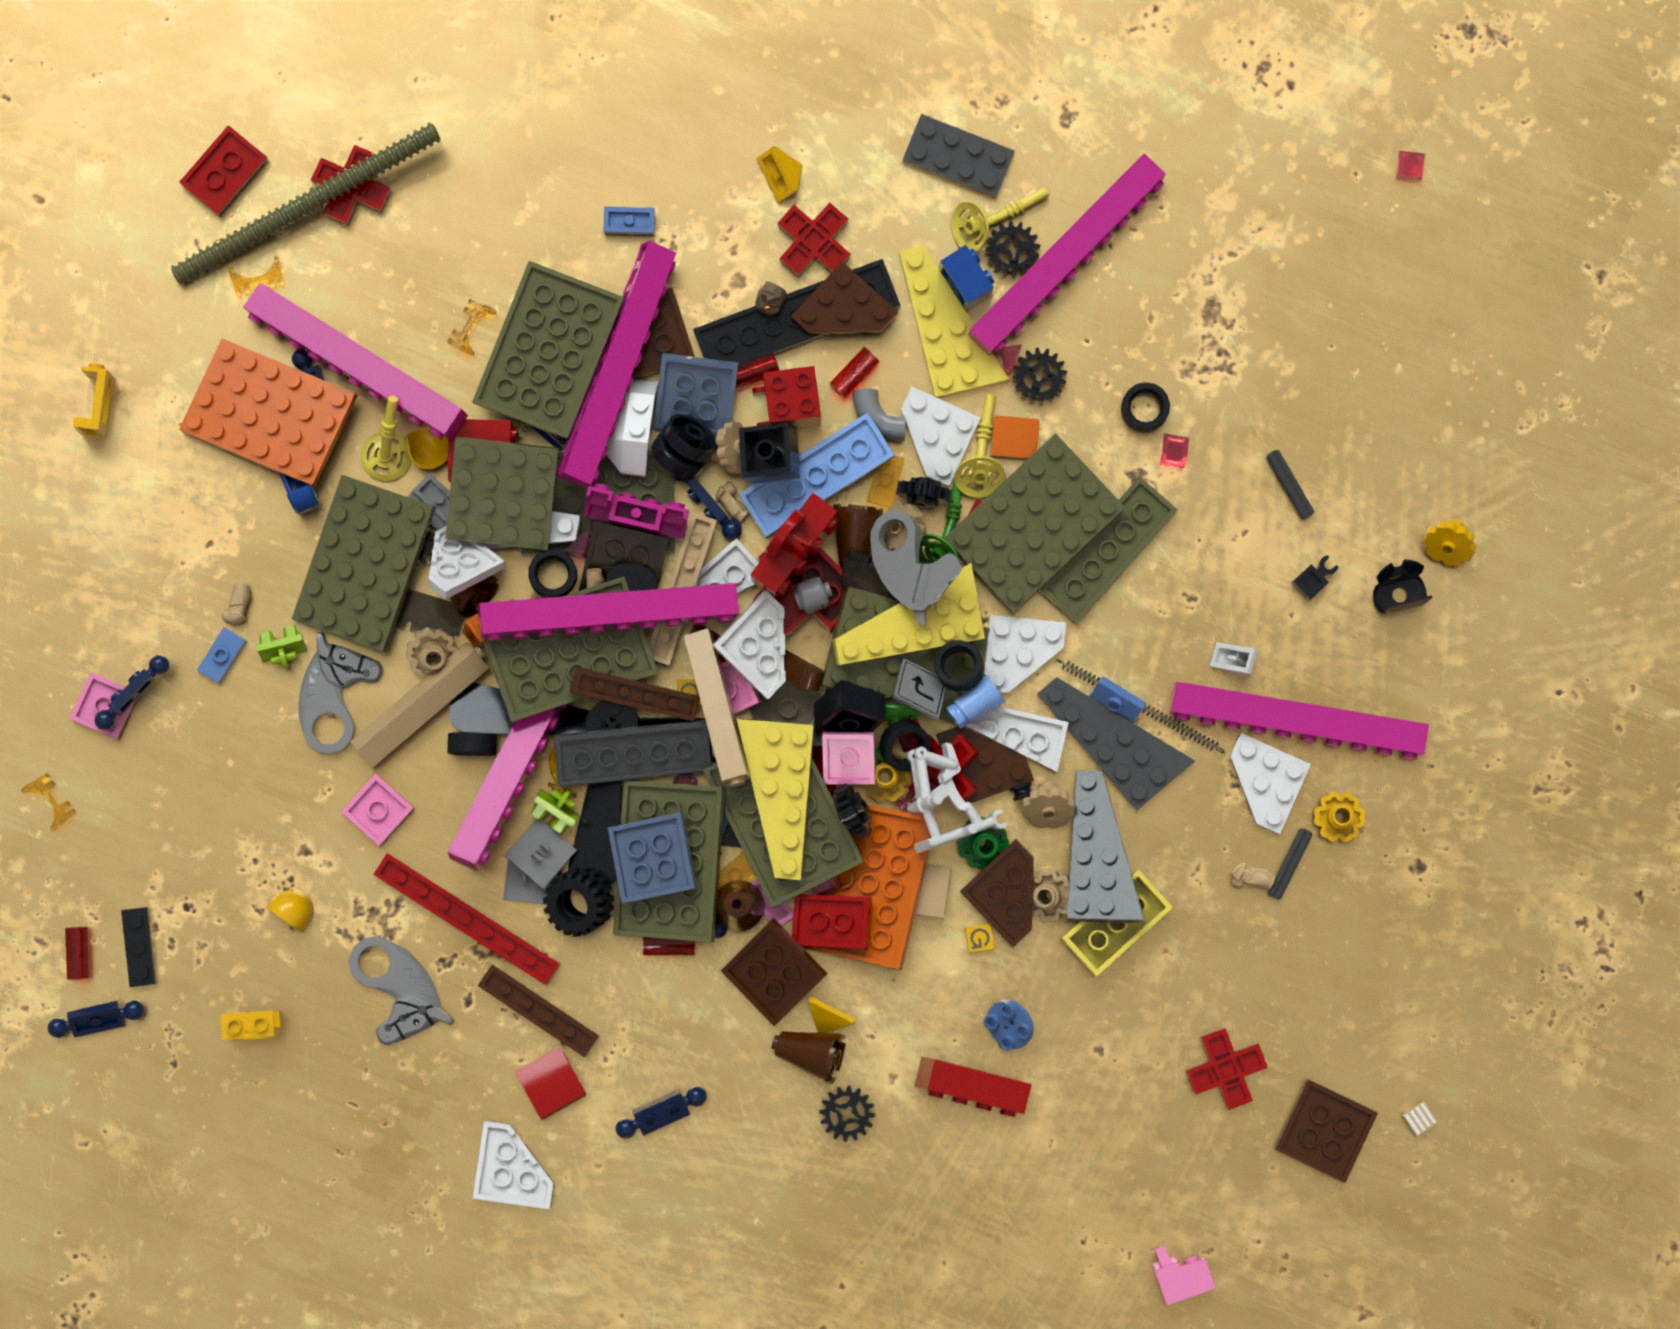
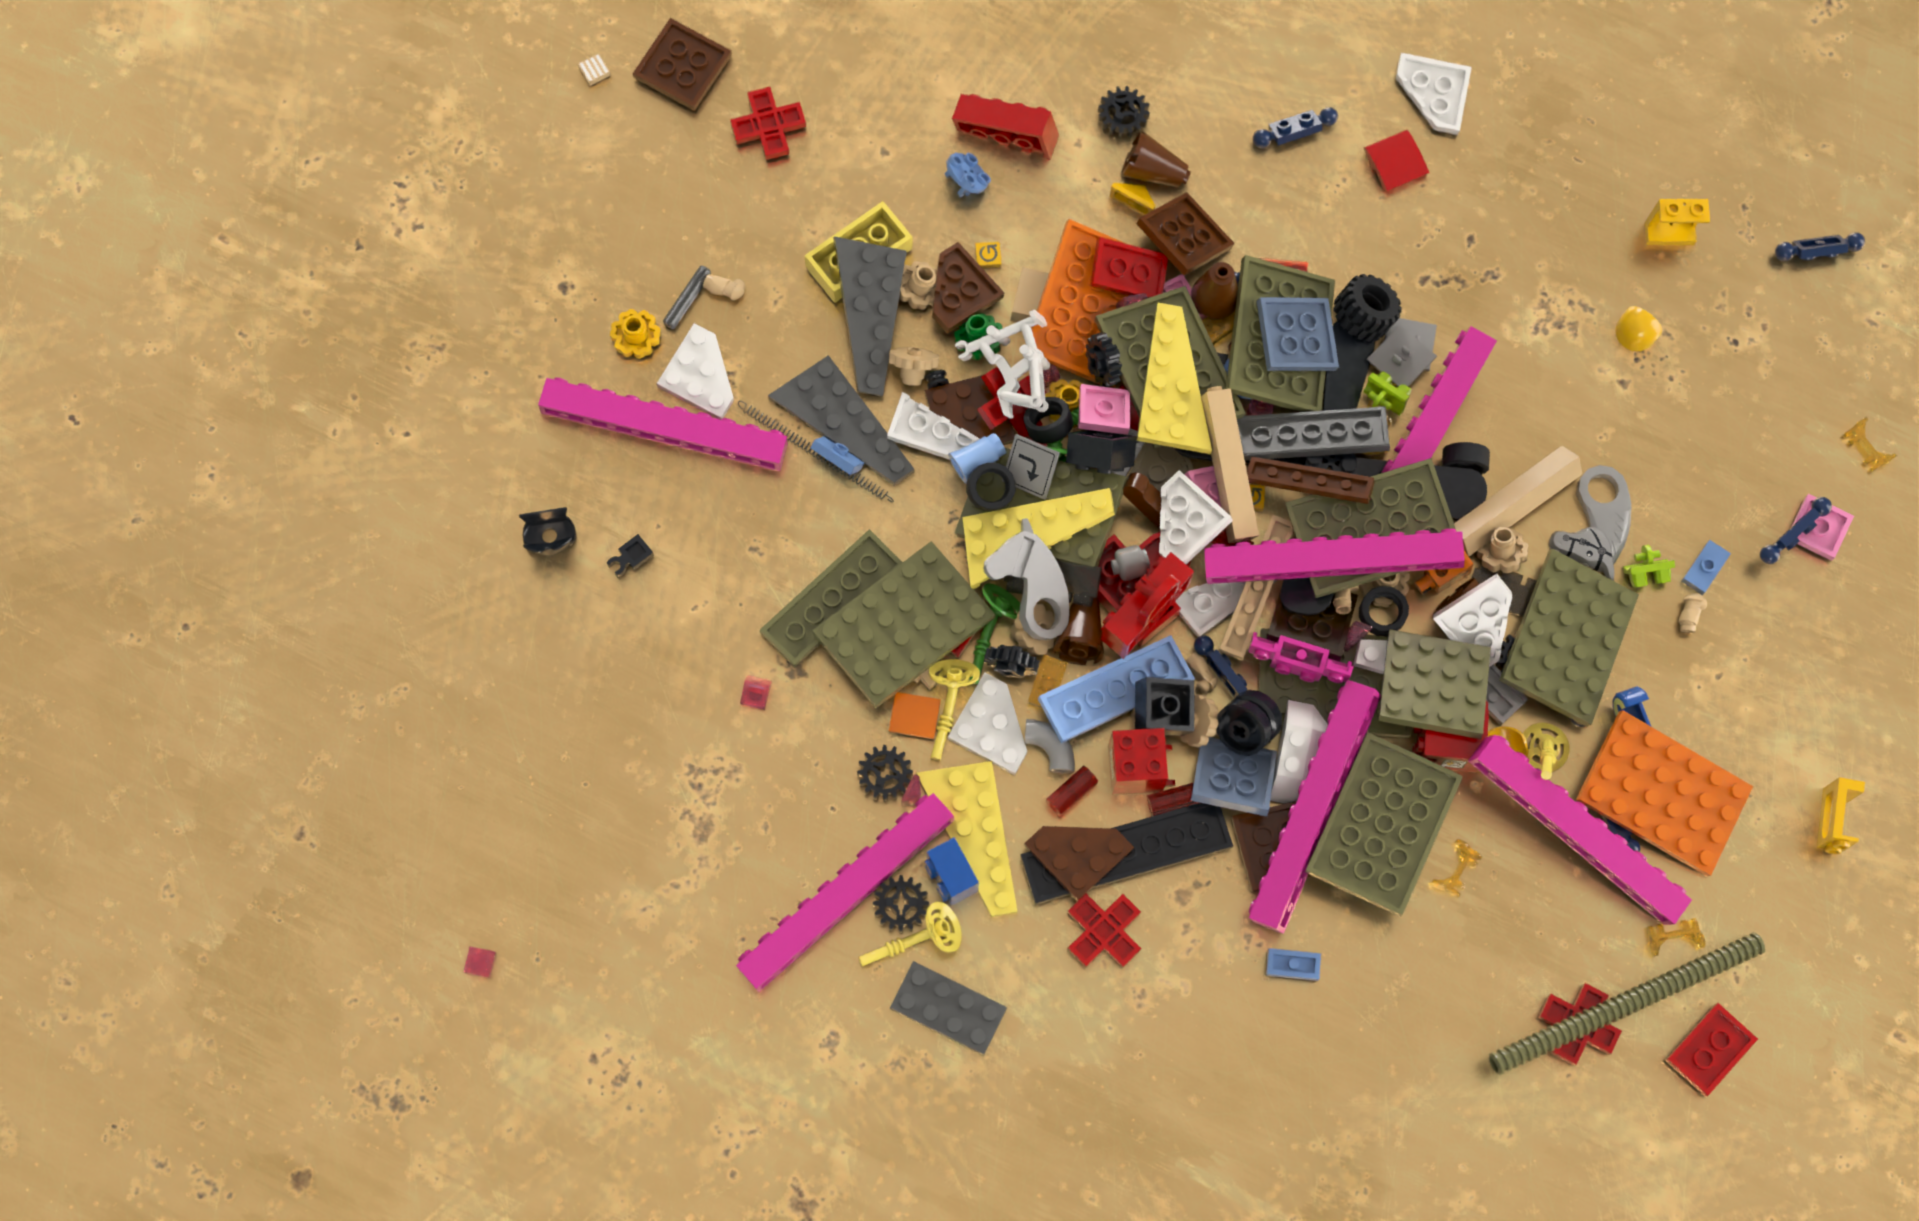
camera: 175 degrees left, 10 degrees down
(77, 953) = (1838, 305): clear red axle -> none
(138, 947) = (1780, 309): black plate -> none
(377, 810) = (1555, 411): bright pink plate -> none
(415, 995) = (1520, 247): light grey animal -> none
(466, 919) = (1472, 307): red plate -> none
(538, 1010) = (1406, 222): reddish brown plate -> none
(770, 298) = (1154, 865): dark tan rock -> none
(781, 172) = (1133, 1003): yellow slope -> none
(1020, 648) = (927, 512): white plate -> none
(1153, 389) = (778, 714): black tyre -> none
(1233, 659) = (719, 484): white slope -> none
(1290, 484) = (644, 649): dark grey axle -> none
(1450, 542) = (492, 576): yellow plant -> none

